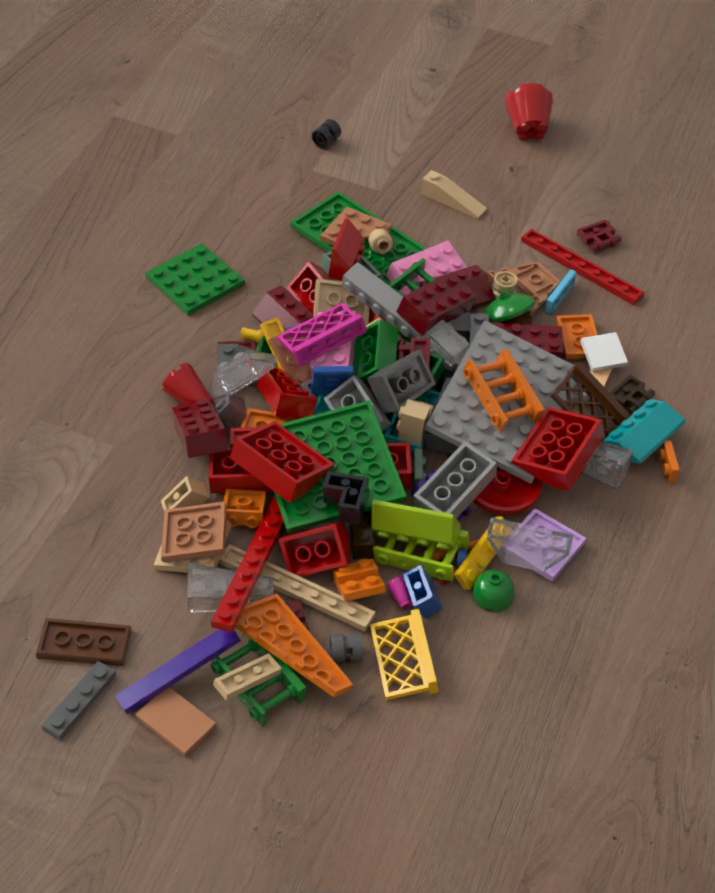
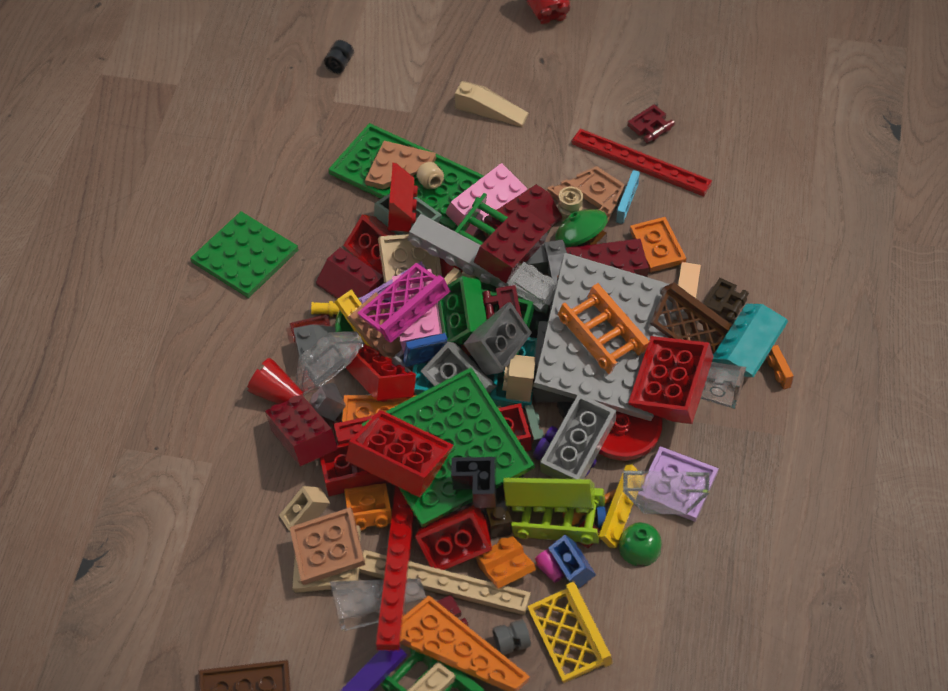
camera: 10 degrees left, 5 degrees up
(604, 351) = (688, 258): white tile -> none

